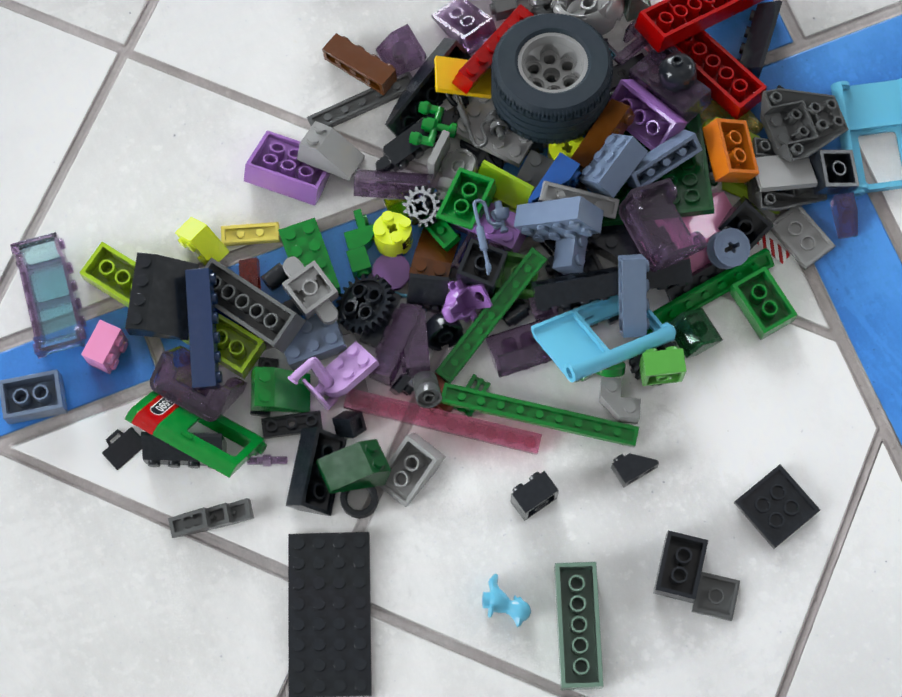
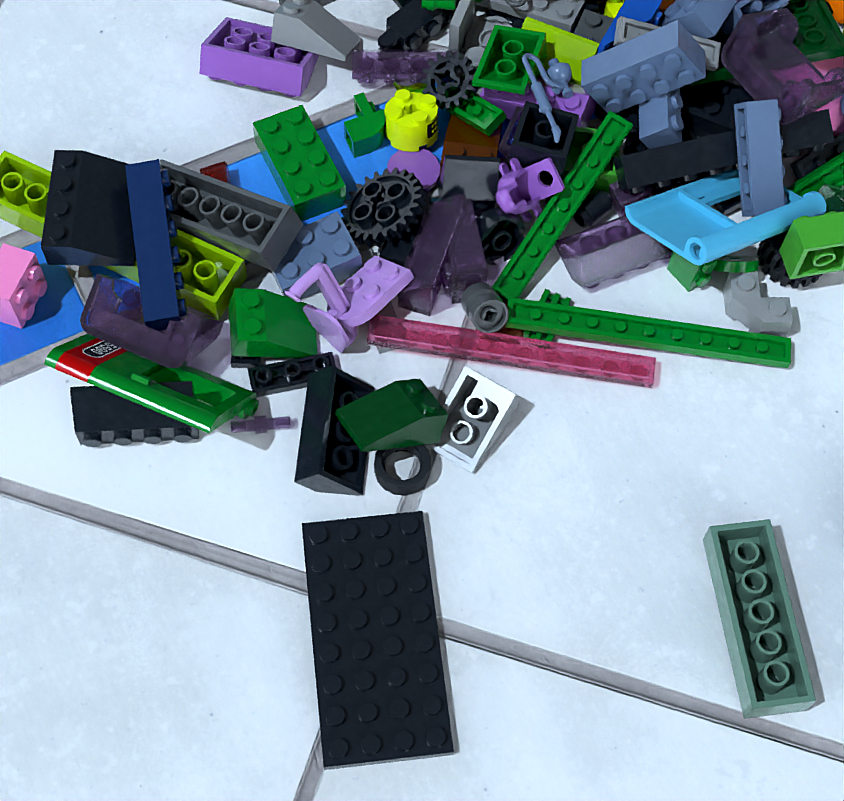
camera: 10 degrees left, 10 degrees down
(123, 448) = (44, 425): black piece -> none
(202, 240) = (146, 141): neon yellow brick -> none
(211, 518) = (182, 511): dark grey slope -> none
(250, 234) = (213, 139): light yellow tile -> none
(274, 277) = (258, 180): black brick -> none
(310, 290) = (316, 177): light grey brick -> none
(349, 424) = (377, 365): black panel -> none
(359, 262) = (367, 158): green brick -> none
(402, 385) = (447, 310): black tile -> none
(499, 602) = (631, 593): medium azure animal -> none
(533, 495) = (660, 436): black brick -> none
(632, 467) = (791, 392): black slope -> none

